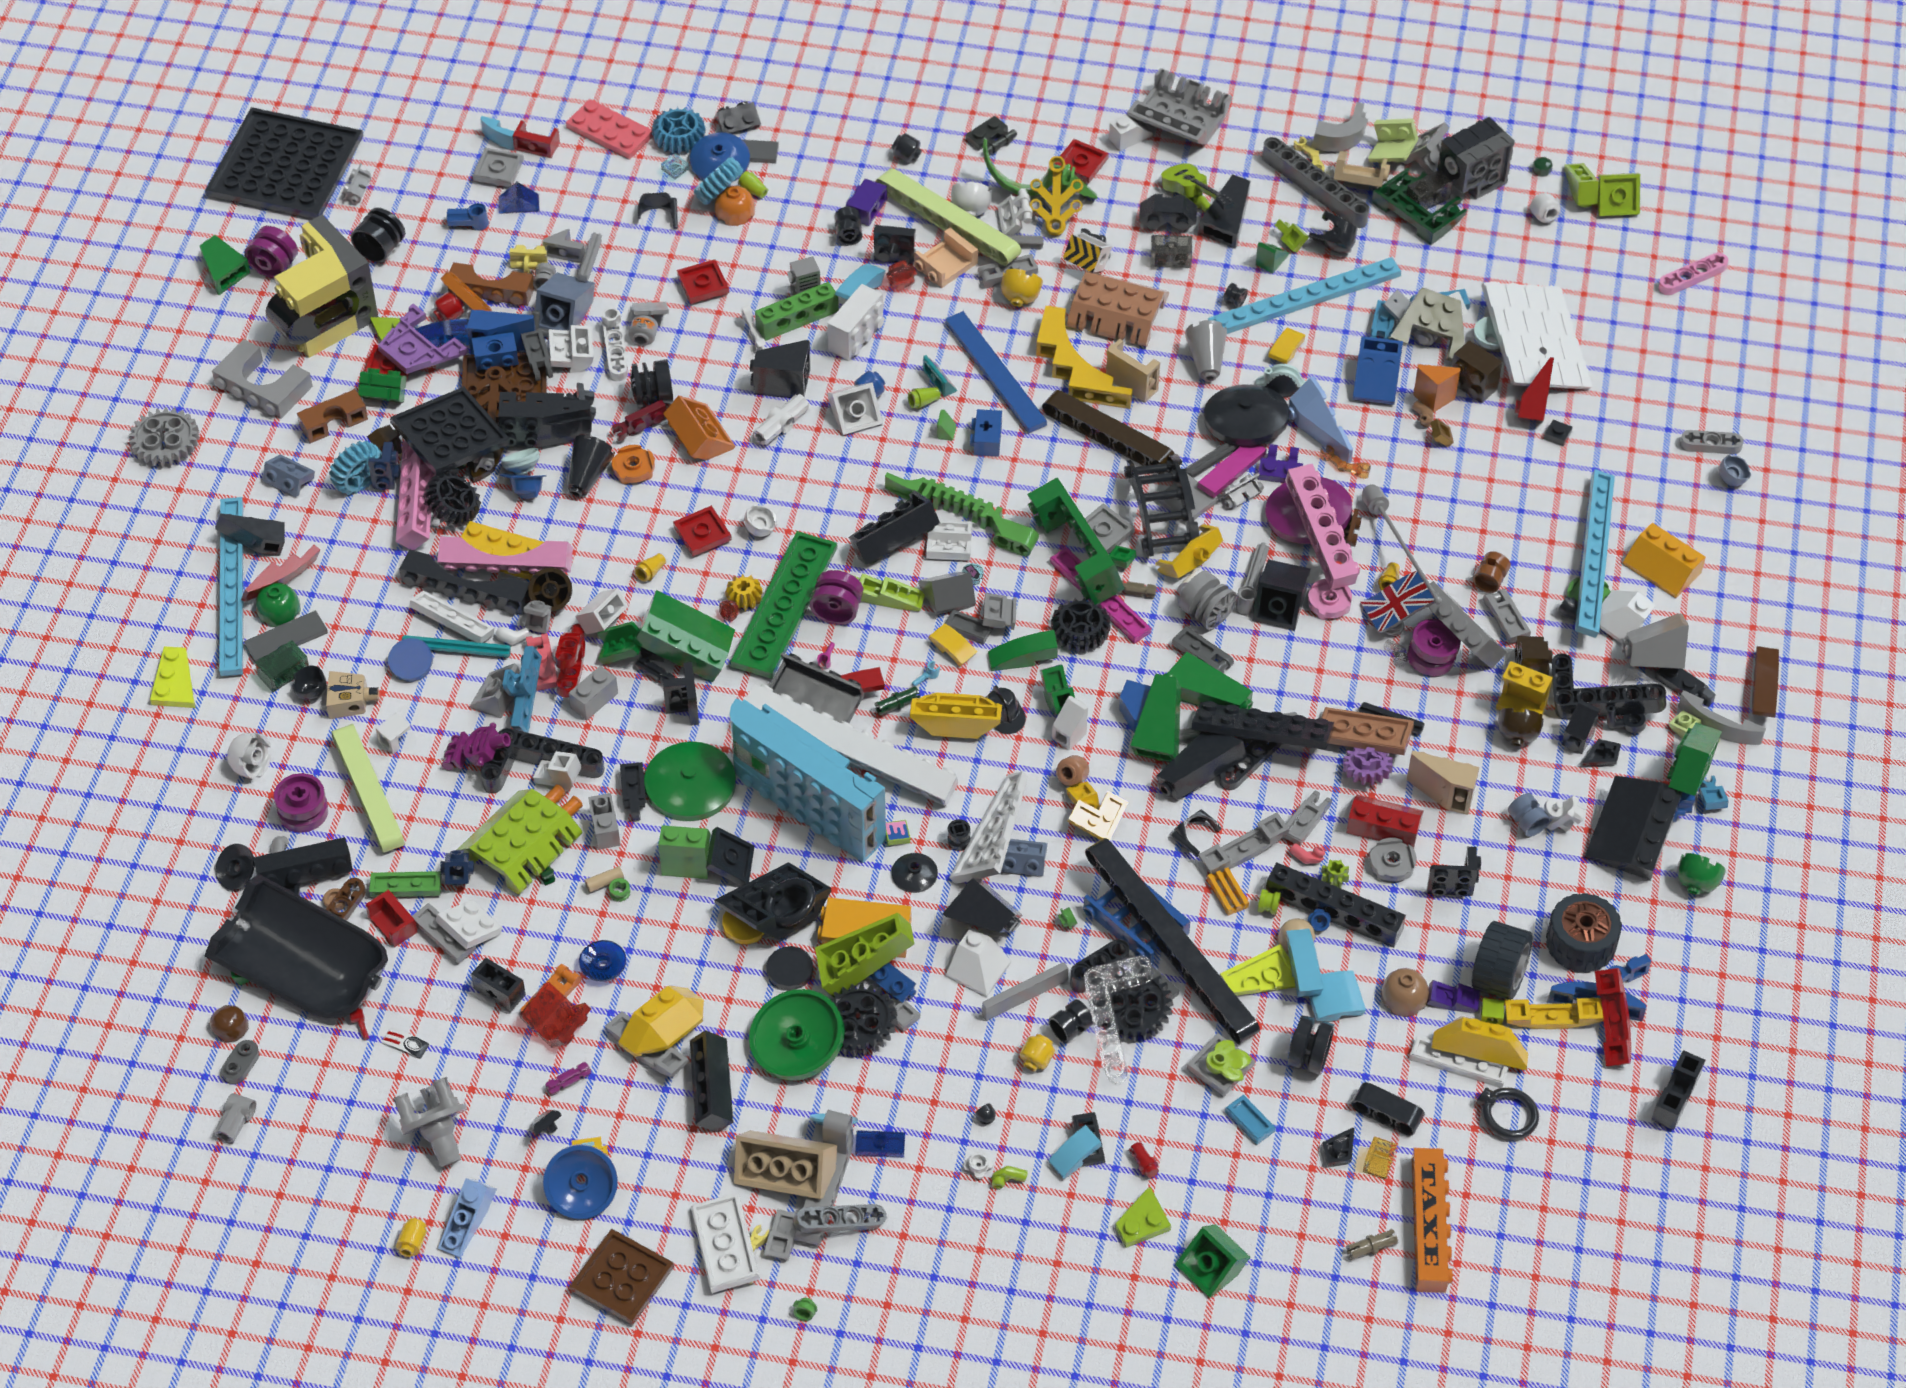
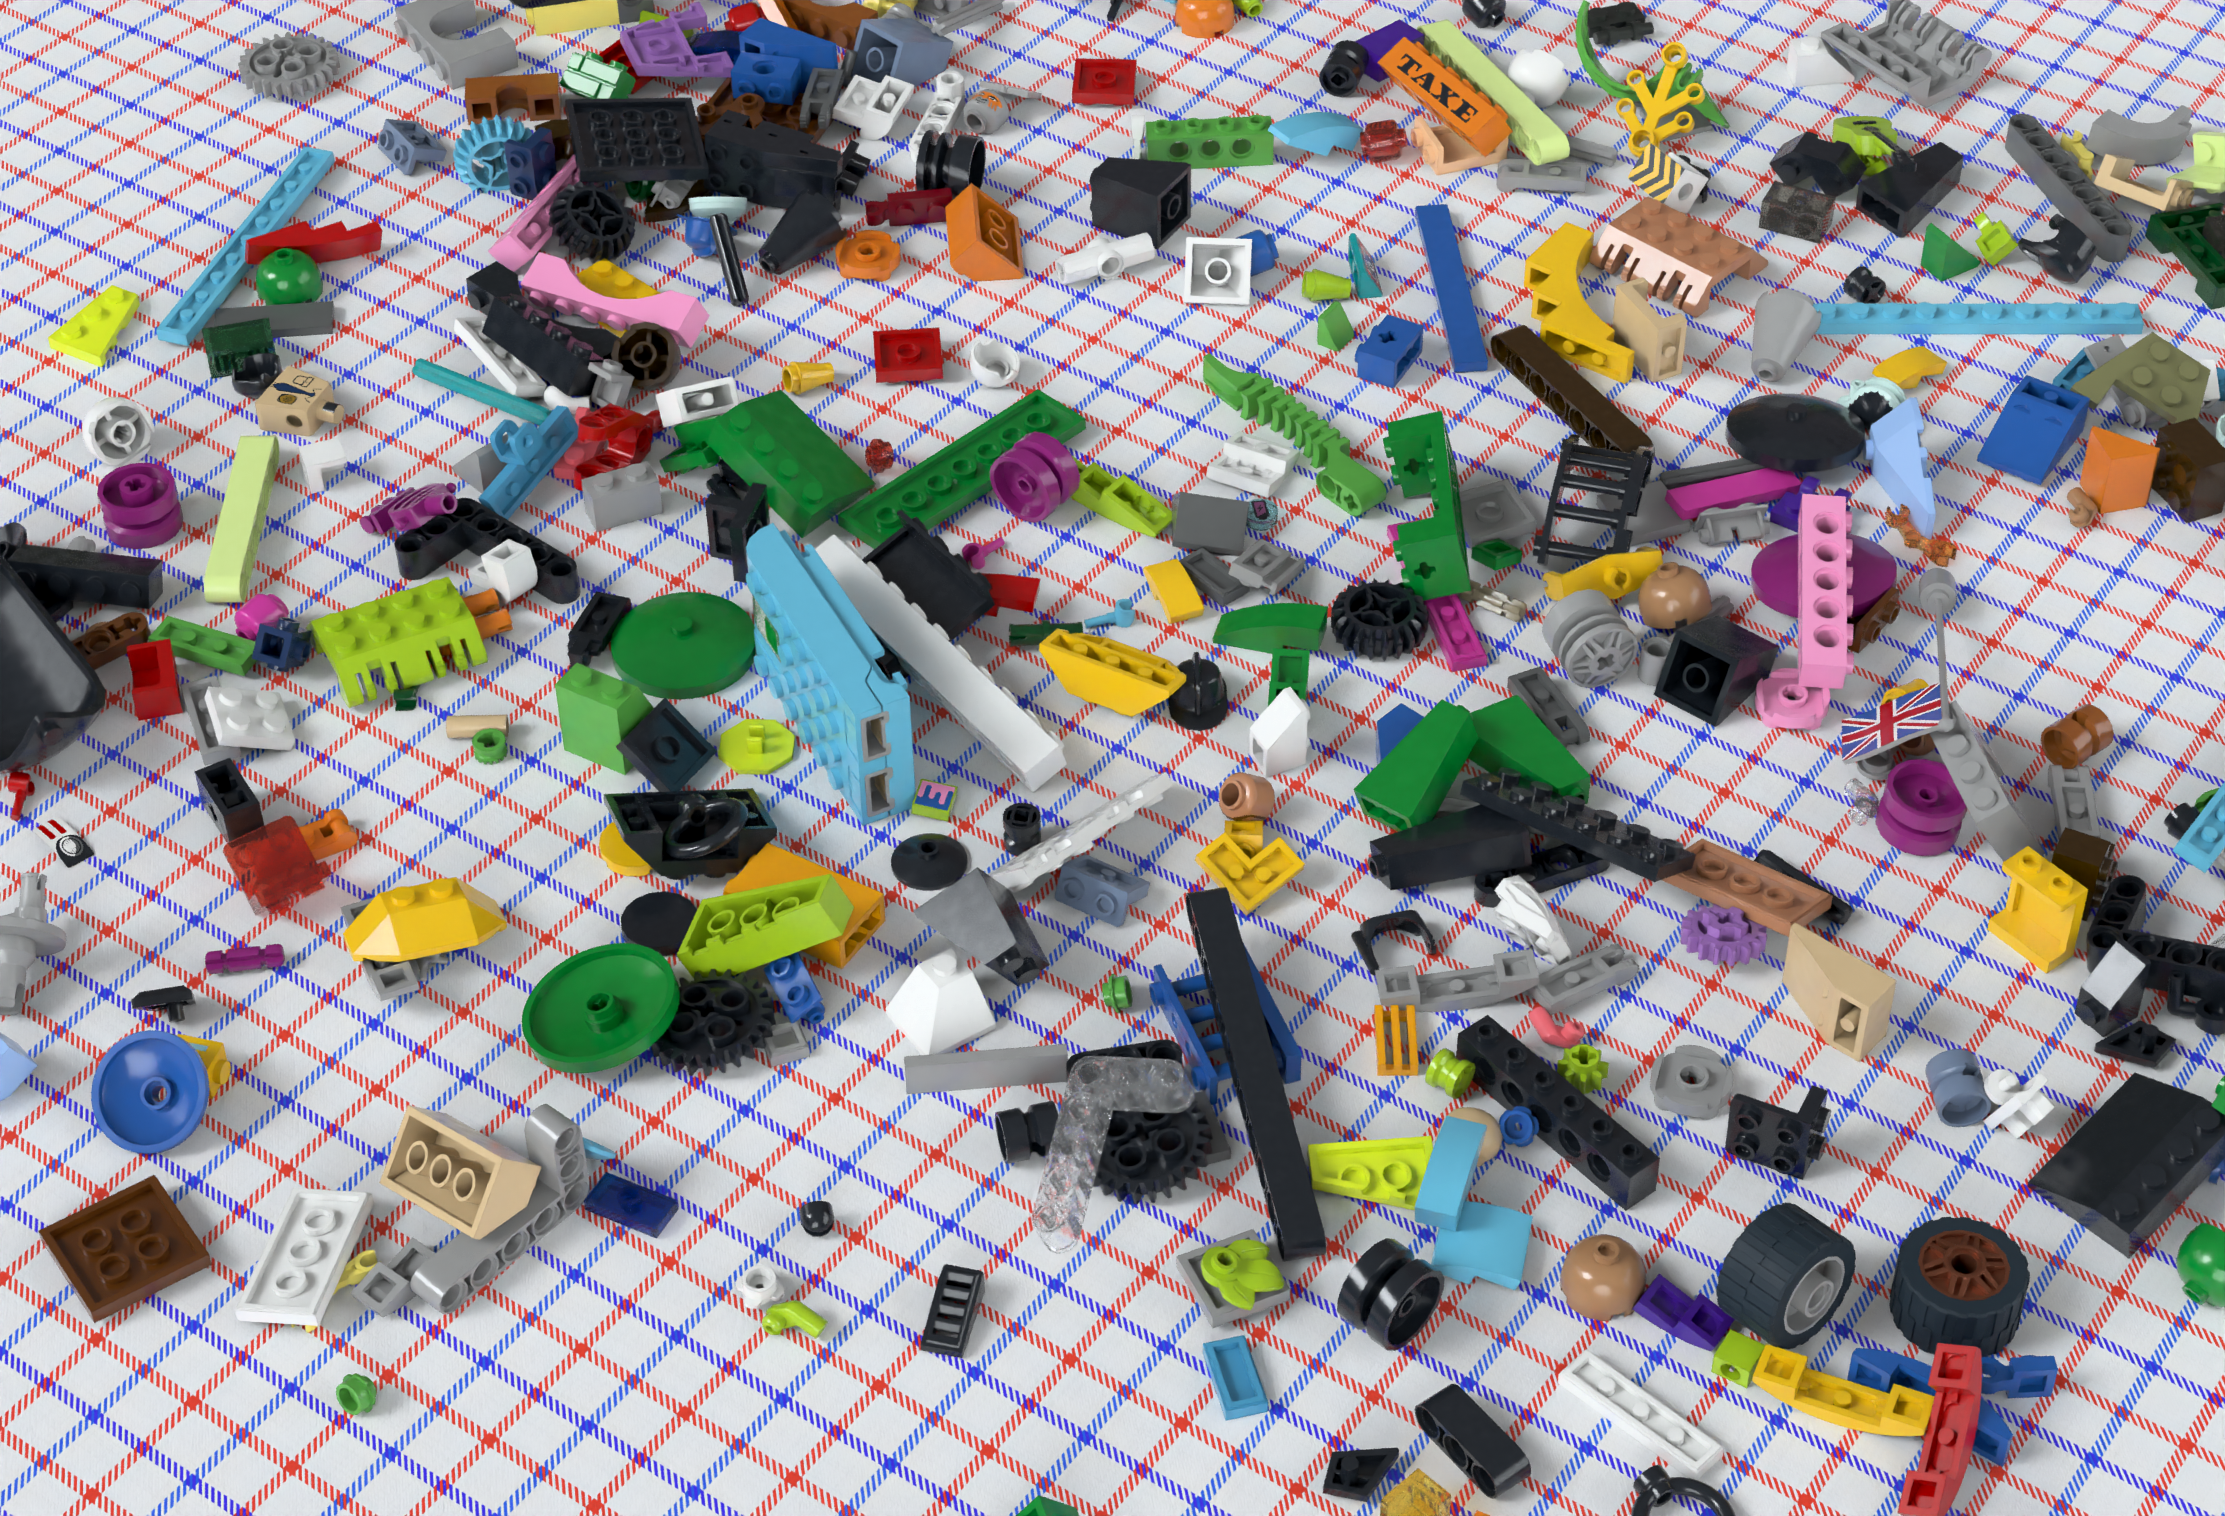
camera: 25 degrees right, 10 degrees down
(257, 534) = (314, 191): black slope -> none
(410, 659) = (409, 389): blue tile -> none
(430, 854) = (258, 610): none -> dark pink head
(480, 602) = (541, 344): none -> black brick
(555, 499) = (729, 259): none -> black axle
(602, 953) = (398, 823): clear blue dish -> none
(604, 821) = (523, 653): light grey slope -> none
(711, 1081) = (435, 1029): black brick -> none
(744, 591) = (914, 439): yellow gear -> none
(772, 833) = (756, 746): none -> neon yellow piece
(803, 275) = (1238, 95): light grey brick -> none
(839, 1216) = (486, 1286): dark grey beam -> none
(855, 322) = (1279, 171): white brick -> none
(894, 244) = (1377, 88): black brick -> none
(894, 528) = (1173, 423): black wedge -> none
(928, 232) = (1445, 96): none -> orange brick
(1011, 216) = (1590, 108): white plate -> none
(1019, 287) = (1545, 194): yellow cylinder -> none
(1037, 1052) = (949, 1159): yellow head -> none
(1073, 1151) = (924, 1312): medium azure slope -> none
(1084, 158) = (1732, 80): red plate -> none
(1142, 1220) = (966, 1463): lime wing -> none
(1146, 1164) = (1023, 1380): red animal -> none
(1237, 555) = (1673, 595): none -> medium nougat cylinder
(1267, 795) = (1531, 920): none -> white slope
(1383, 820) = (1700, 1016): red slope -> none
(1441, 433) = (2095, 537): pearl gold plate -> none
(1481, 1041) = (1693, 1395): yellow wedge -> none
(1519, 726) = (2009, 956): dark brown cylinder -> none

